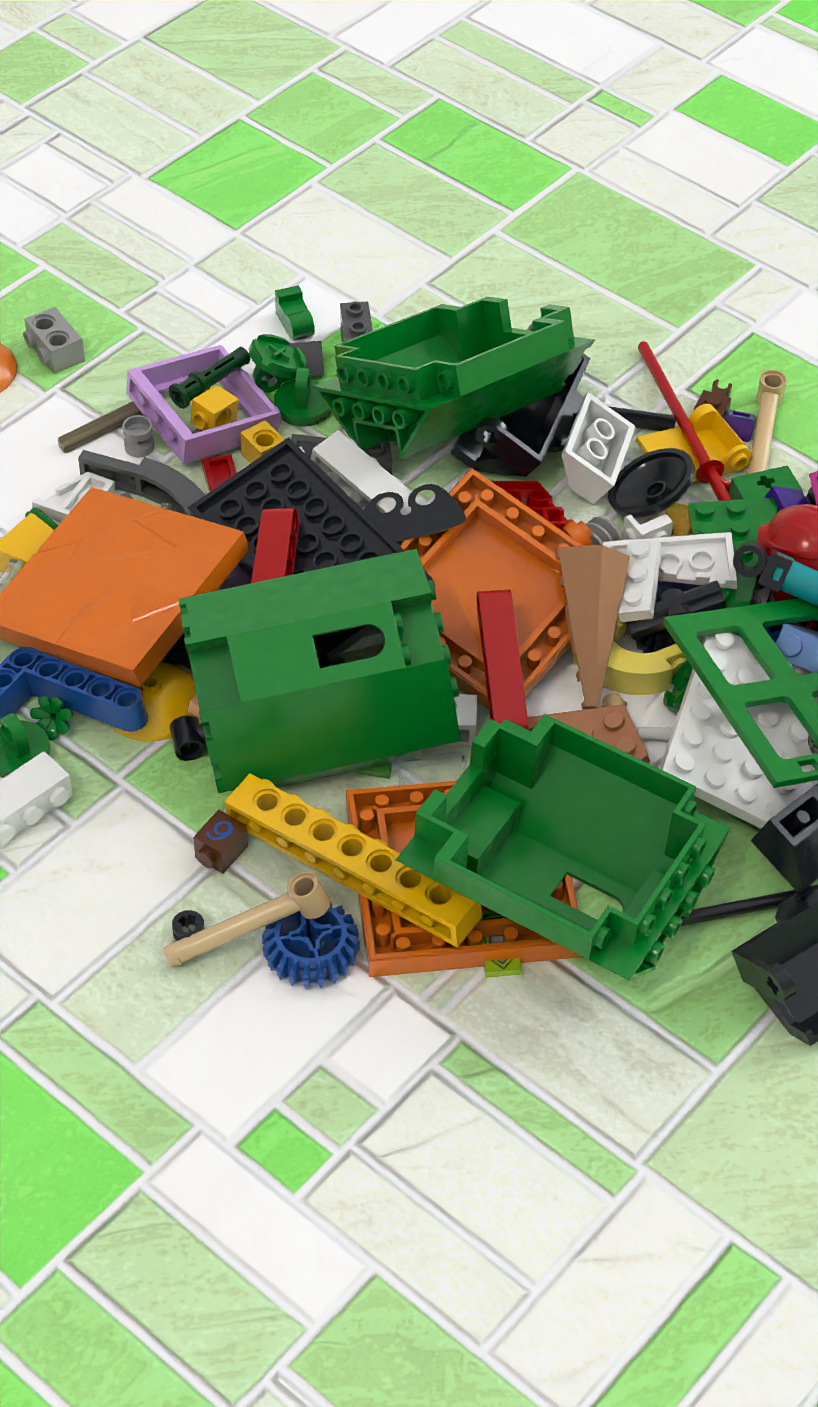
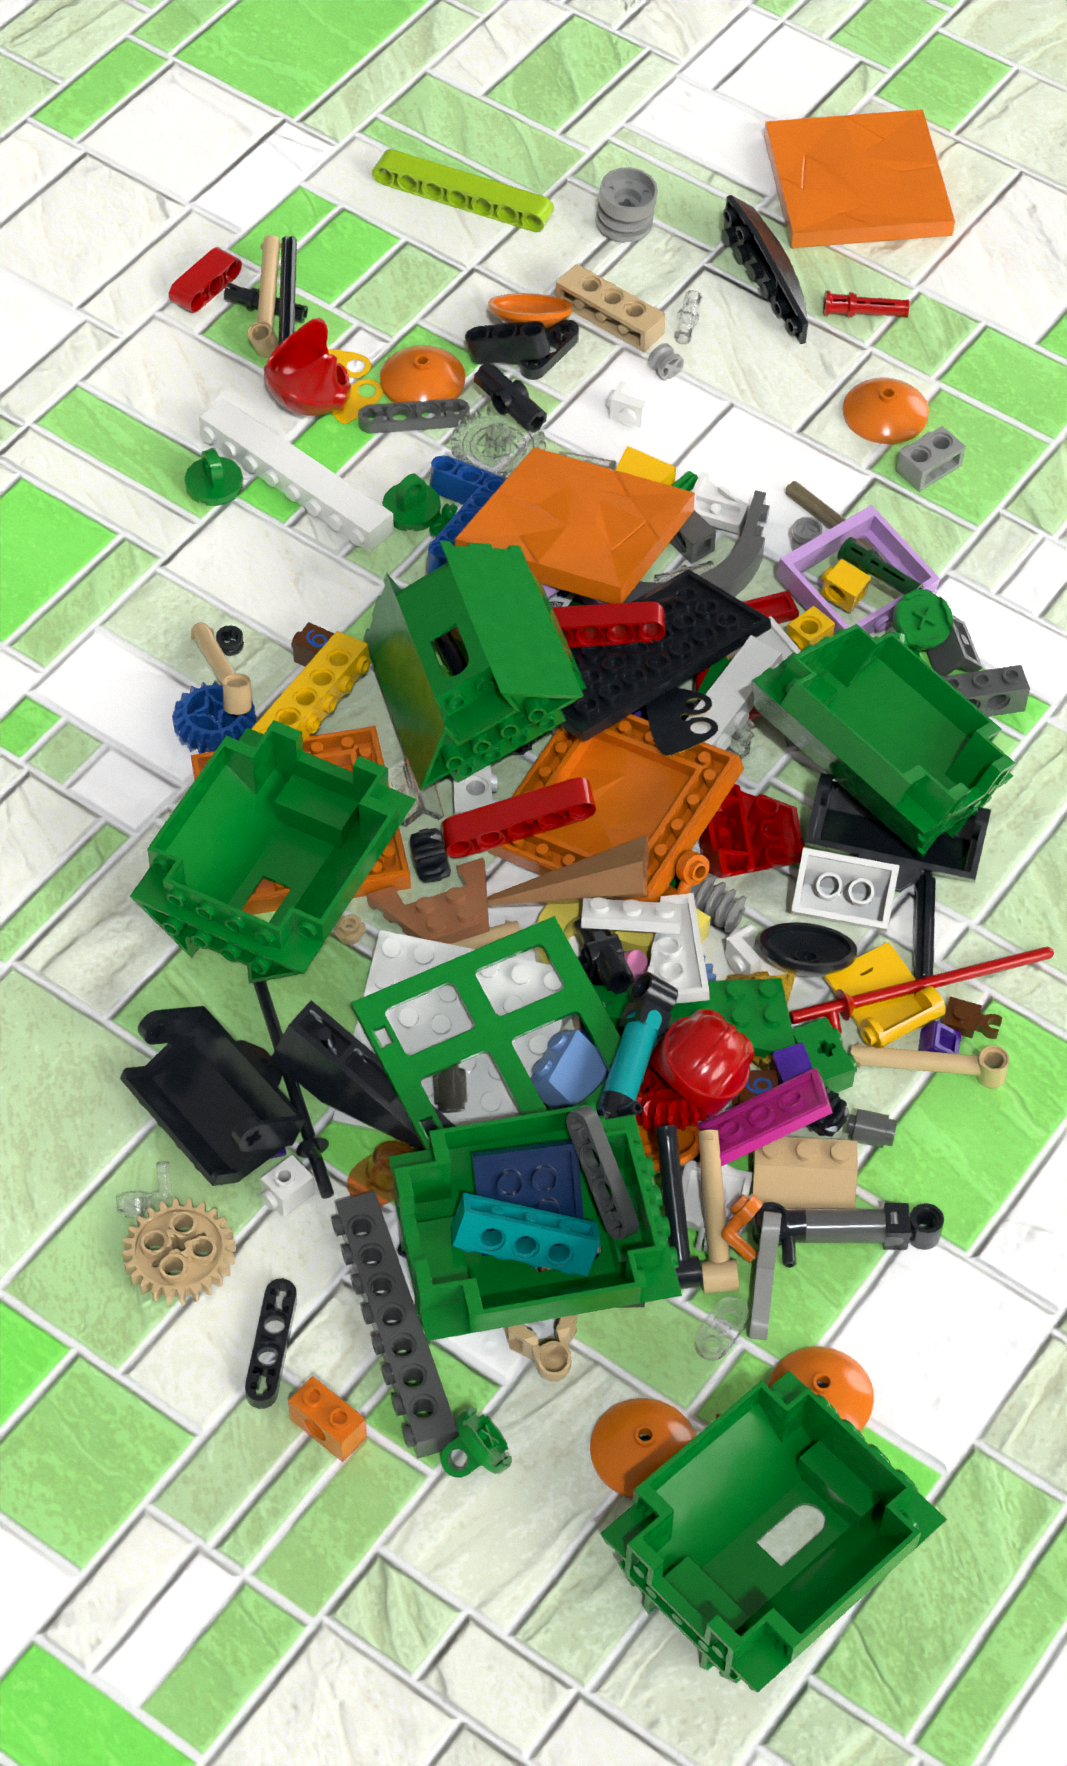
camera: 85 degrees right, 5 degrees up
(293, 312) = (1018, 641): green leg -> none

